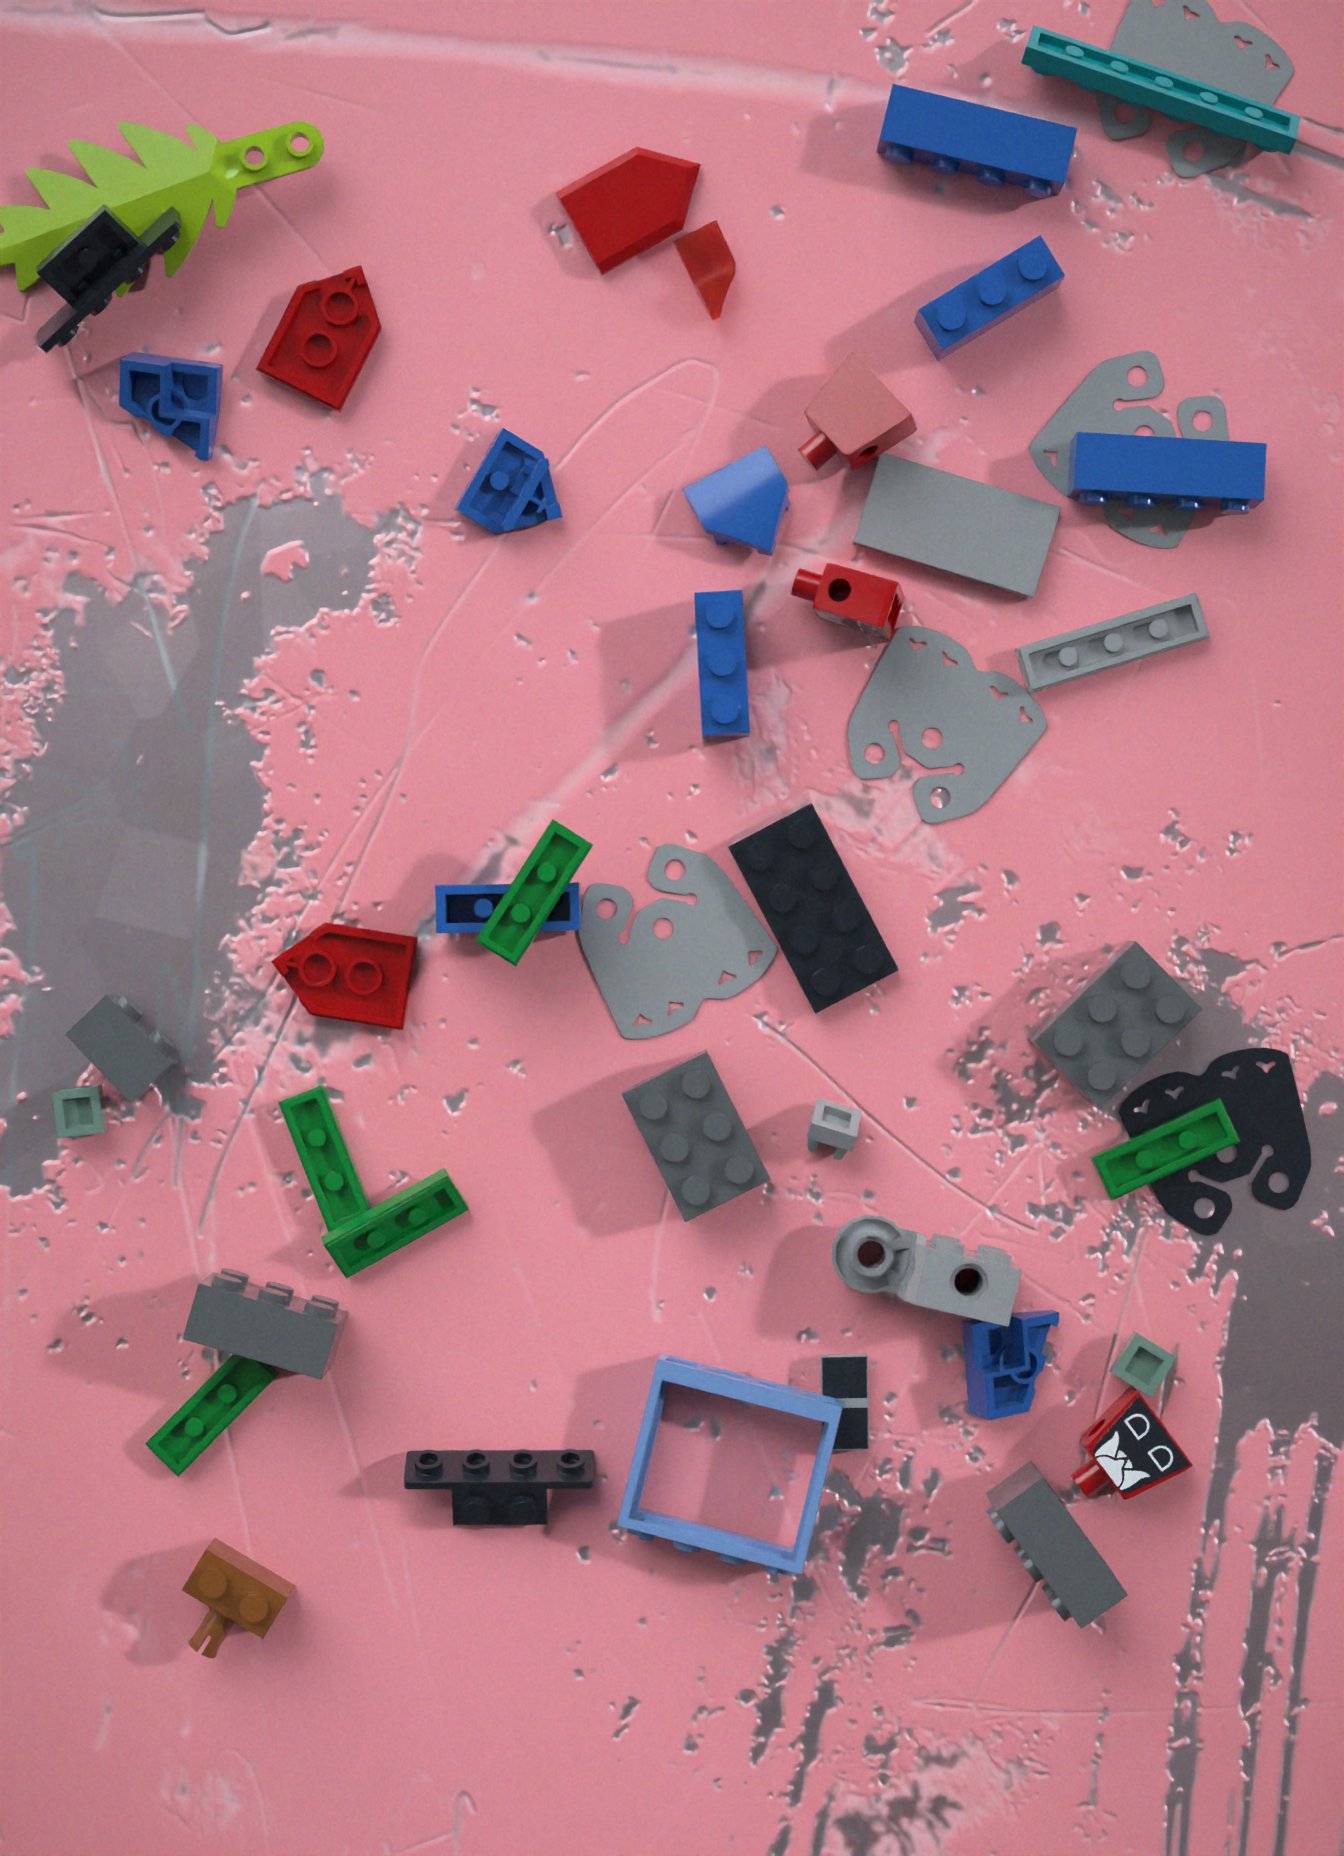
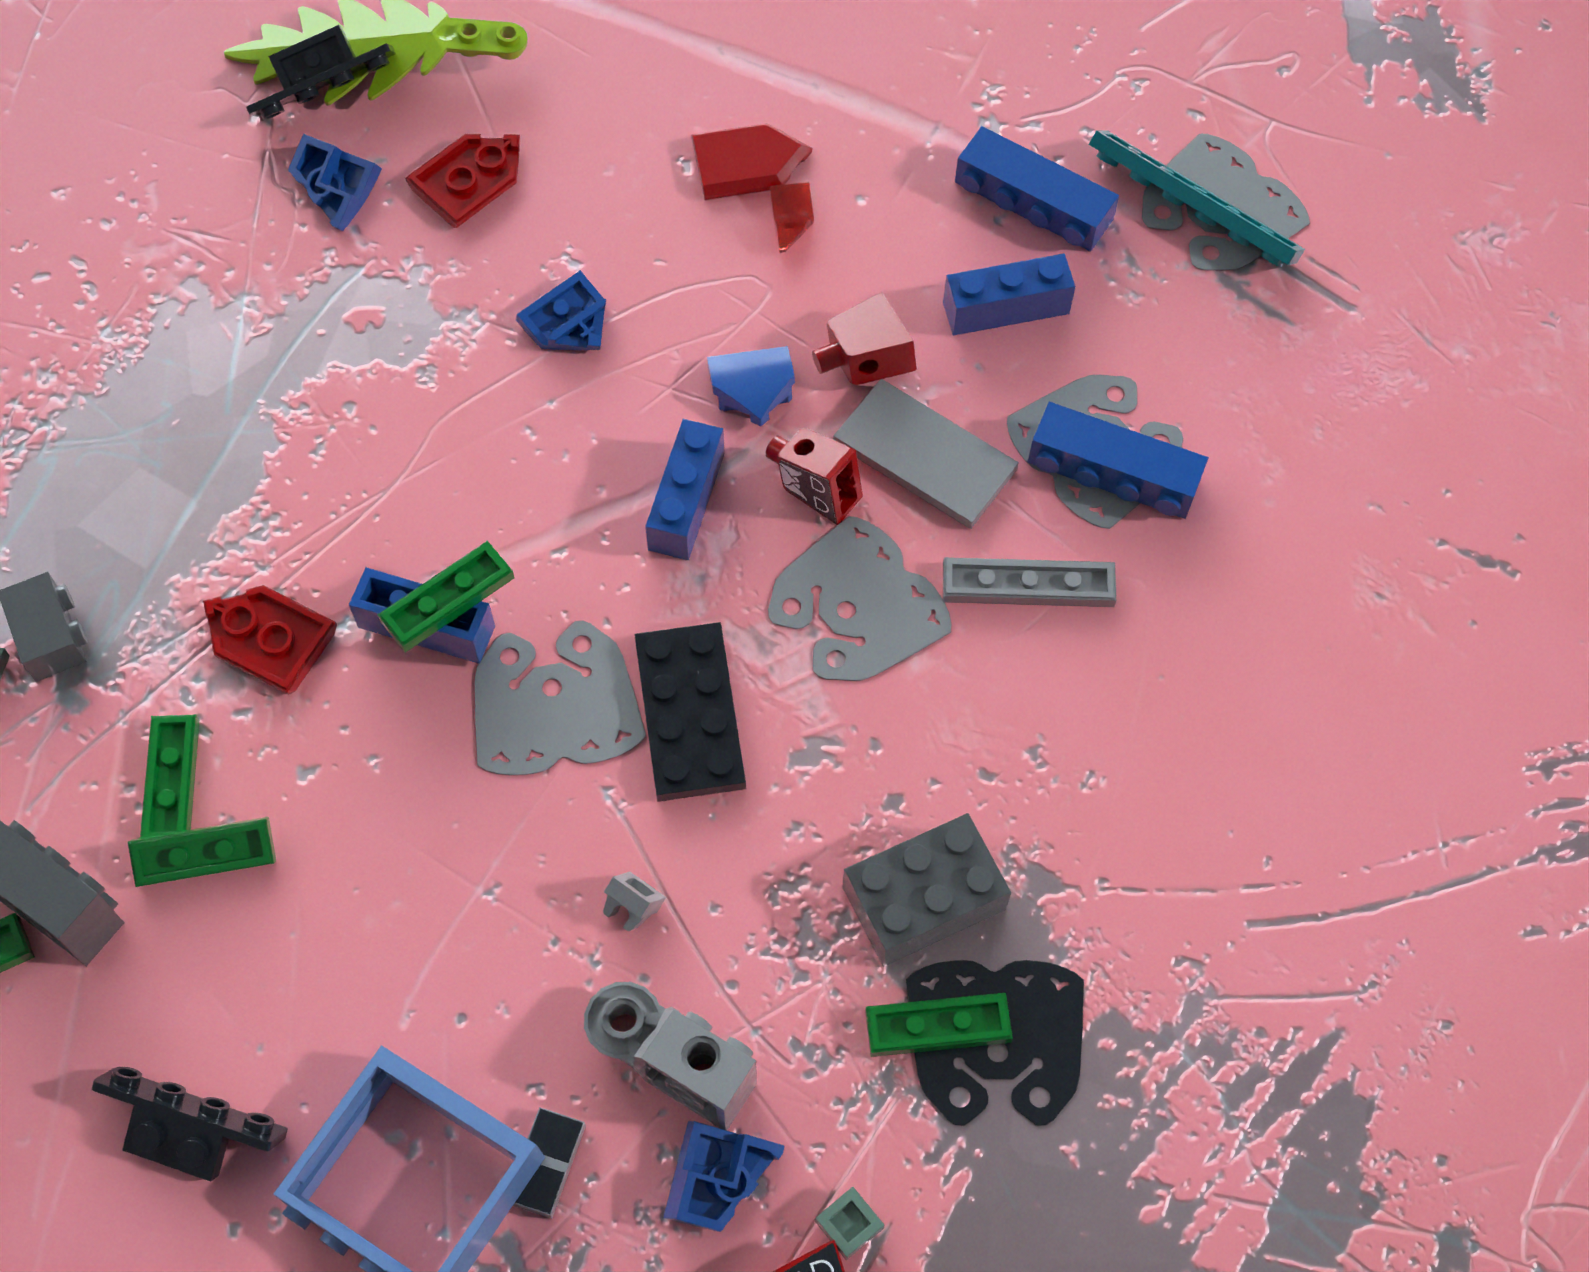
camera: 20 degrees right, 25 degrees down
(695, 1135) = (504, 861): dark grey brick -> none

